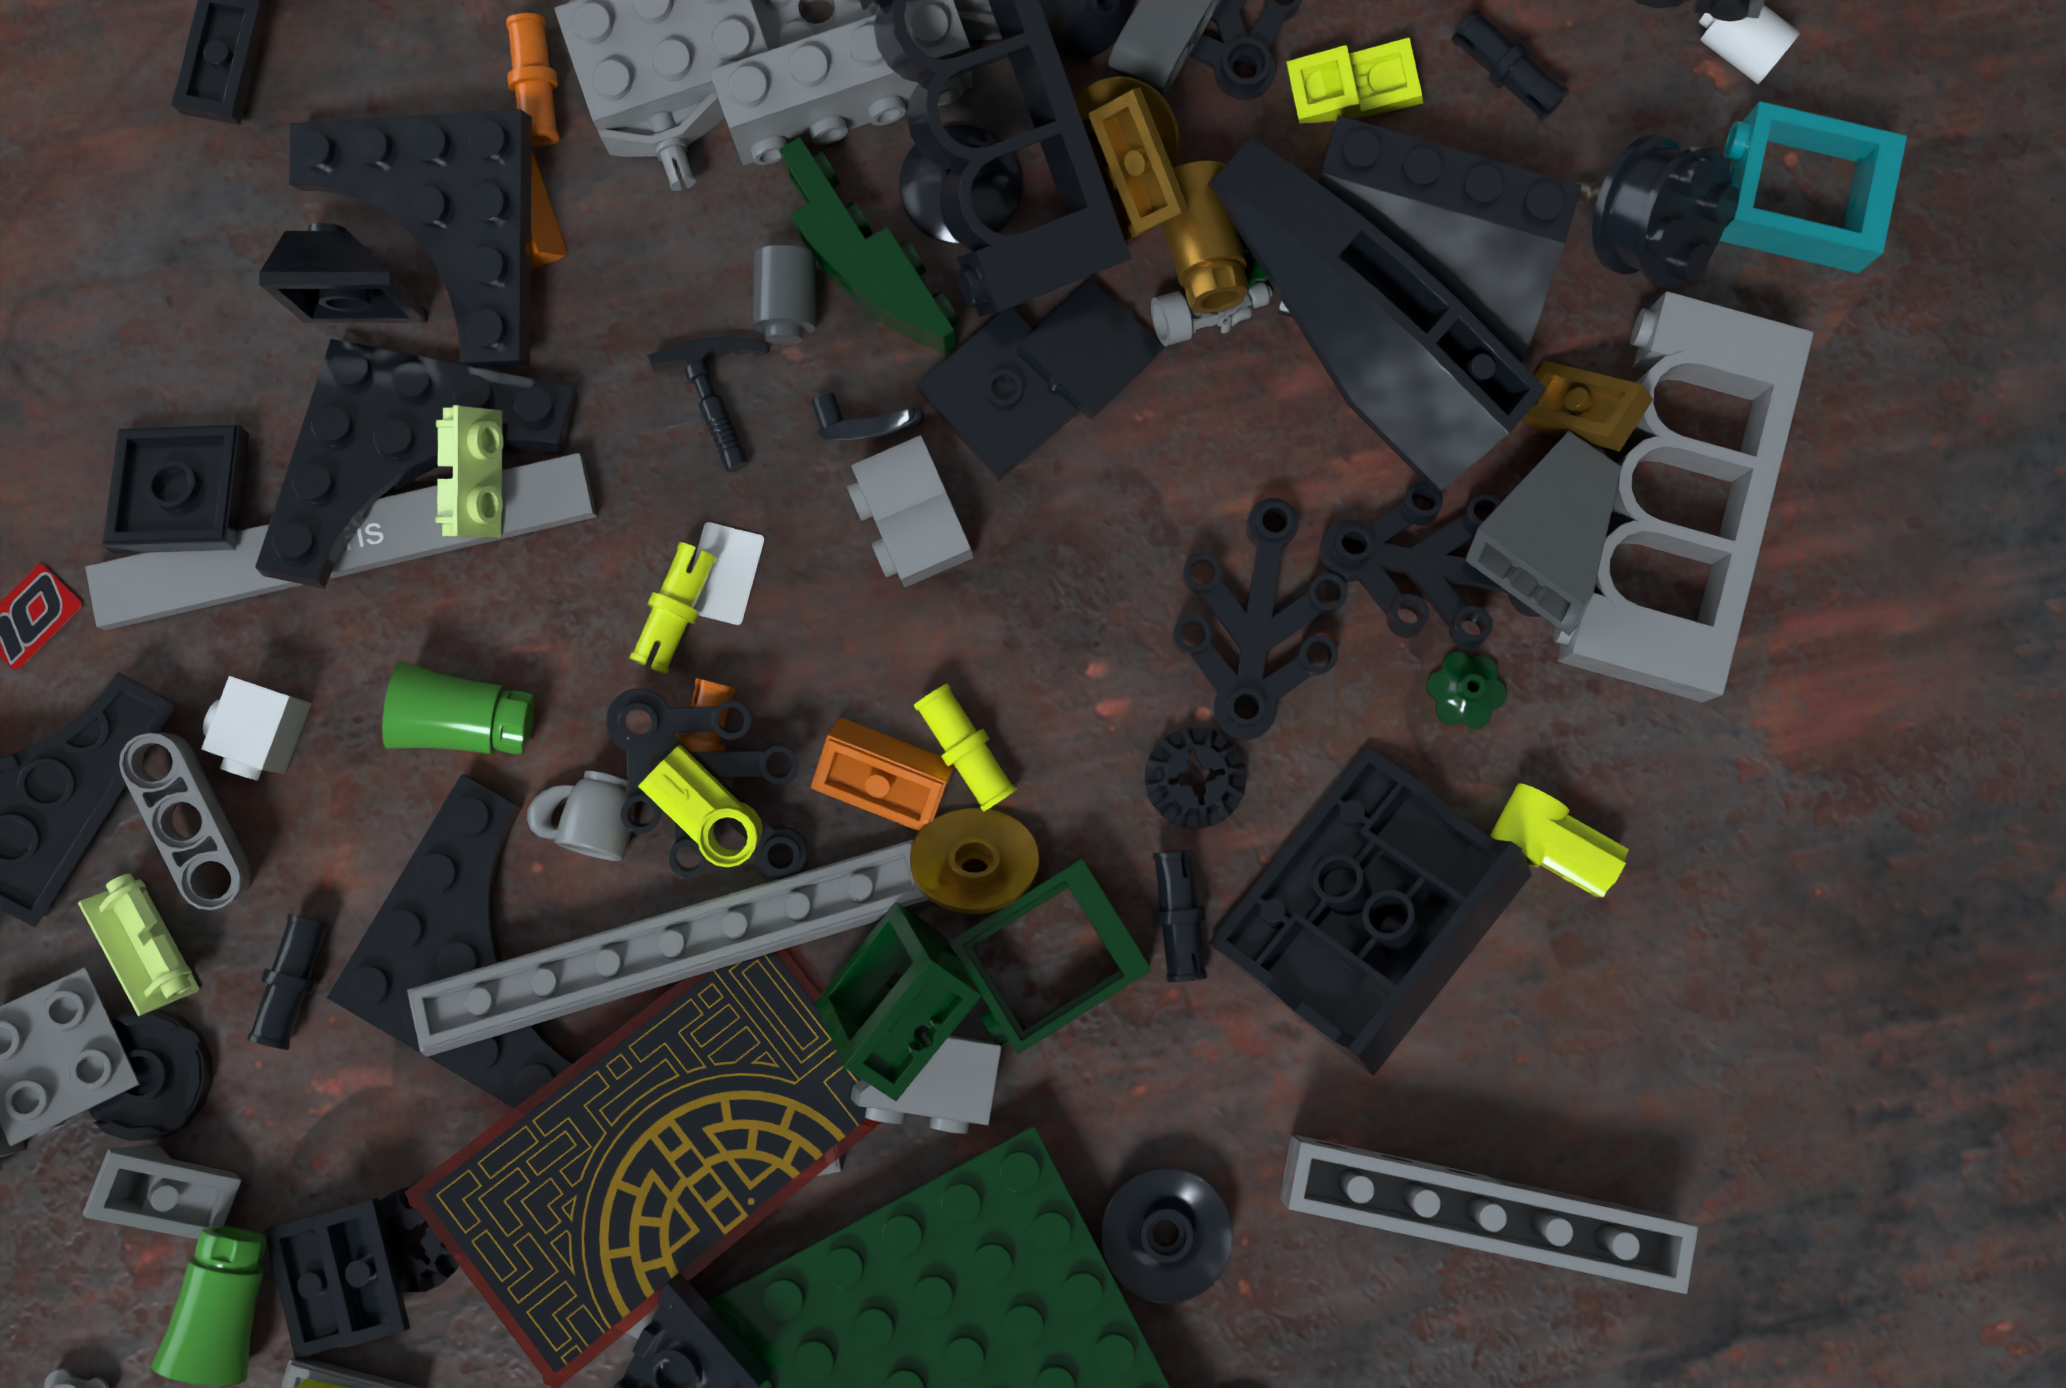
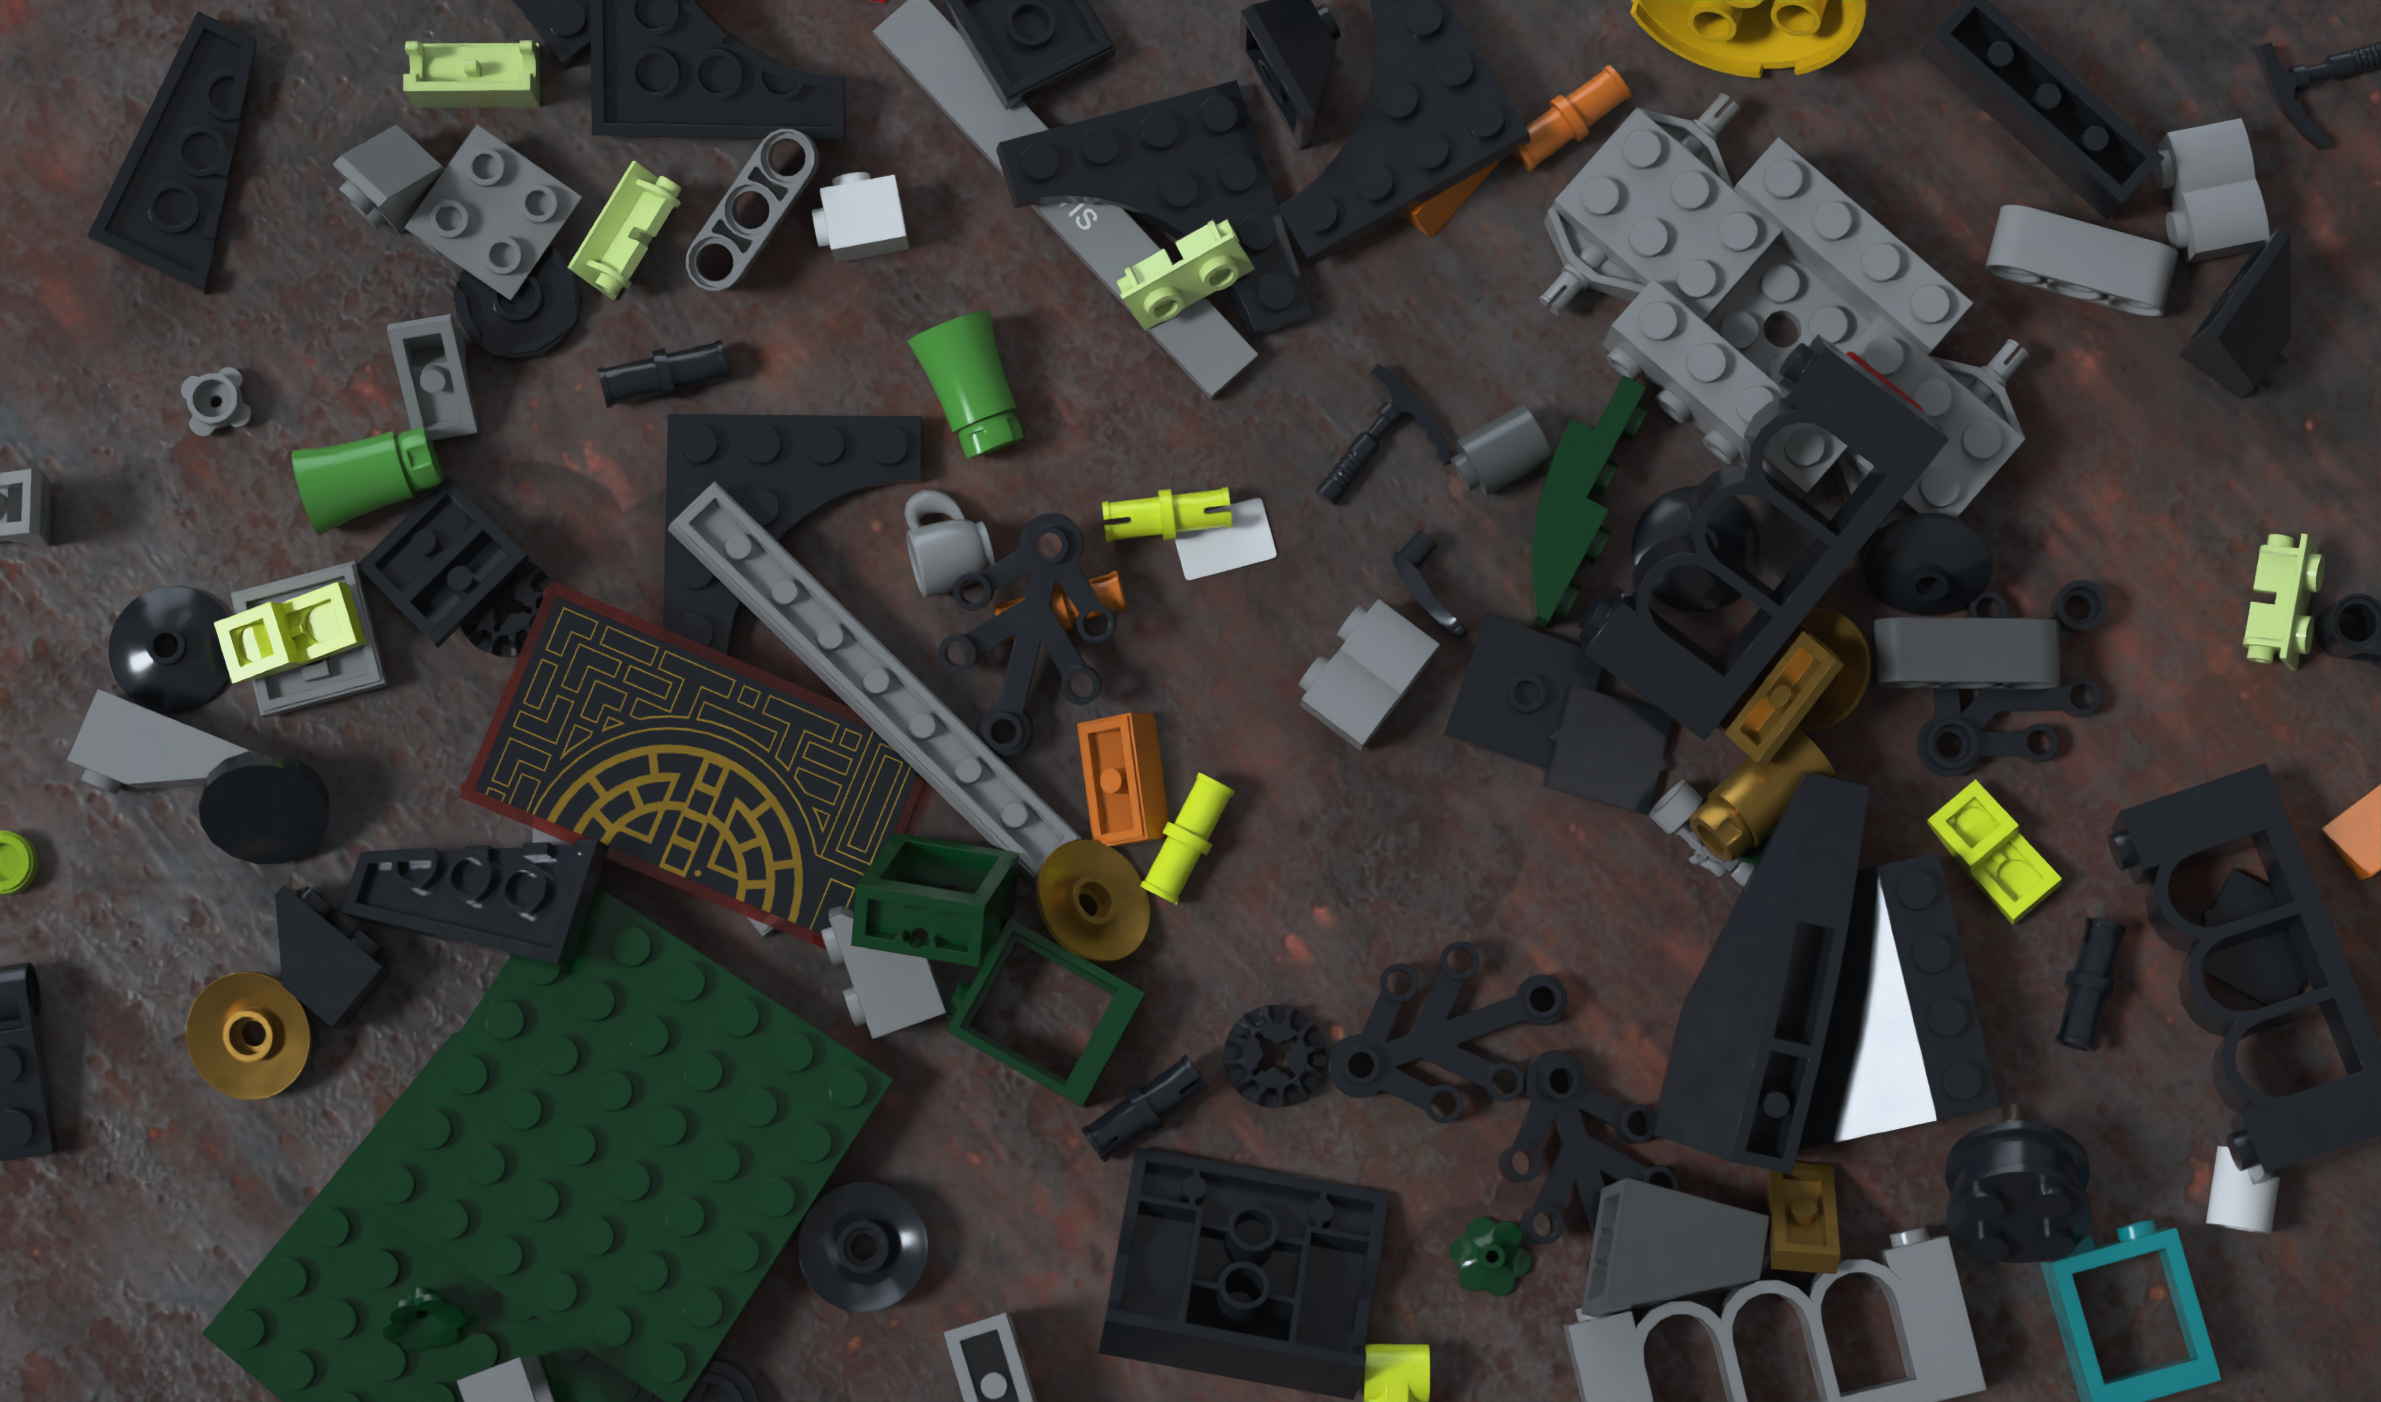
camera: 60 degrees right, 0 degrees up
(697, 802) = (1007, 635): neon yellow piece -> none

